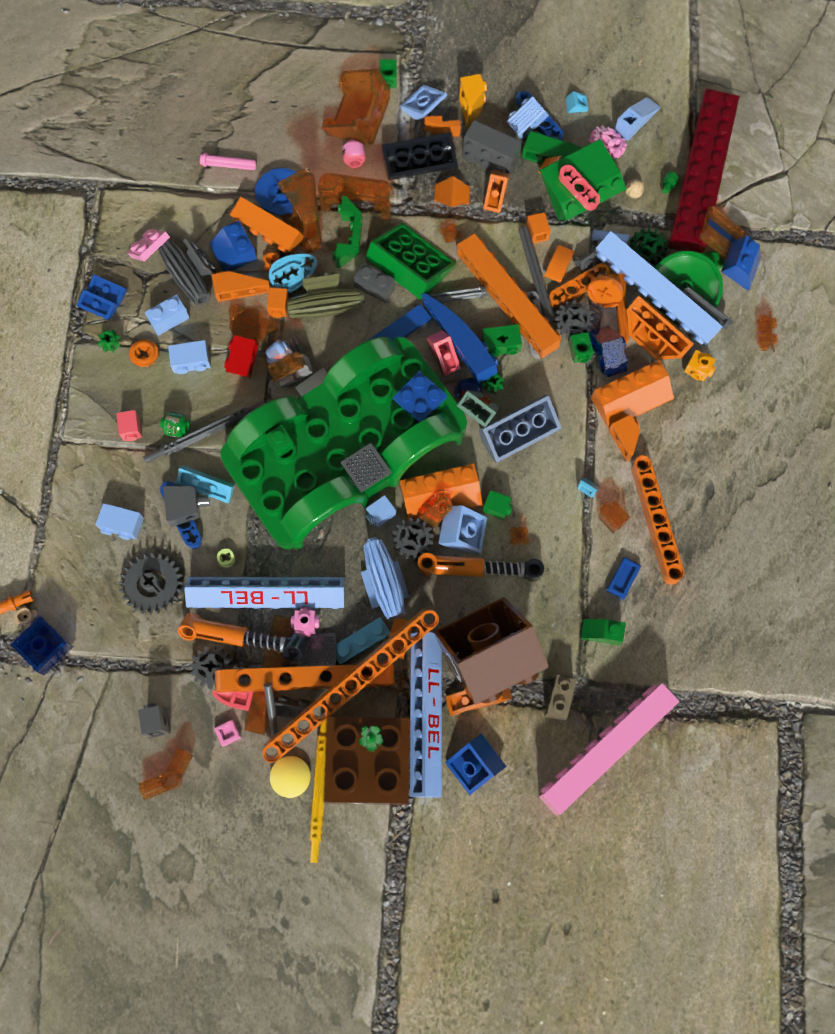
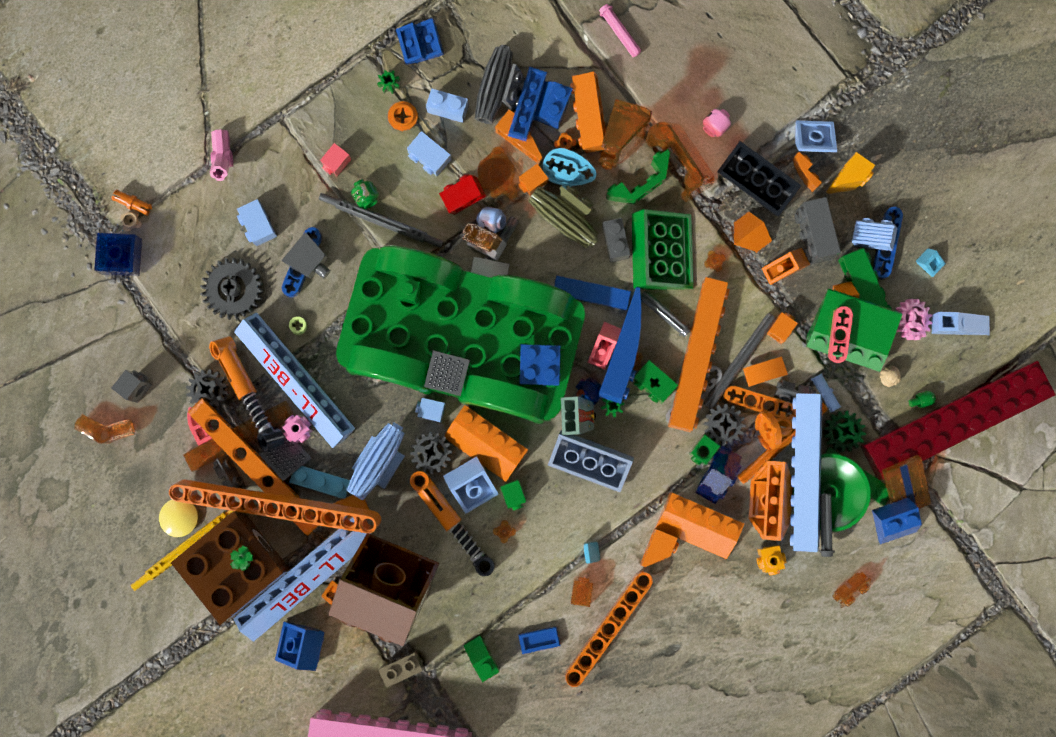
camera: 50 degrees right, 10 degrees up
(42, 503) = (222, 155): none -> bright pink piece
(150, 242) = (491, 37): bright pink plate -> none
(205, 484) = (339, 258): medium azure plate -> none
(220, 259) = (527, 104): none -> blue tile
(227, 732) = (172, 444): bright pink tile -> none
(268, 192) = (631, 82): blue piece -> none
(271, 708) = (210, 463): dark grey bar -> none
(361, 106) = (761, 92): clear orange windscreen -> none
(388, 70) = (818, 79): green brick -> none
(435, 509) = (467, 450): clear orange piece -> none

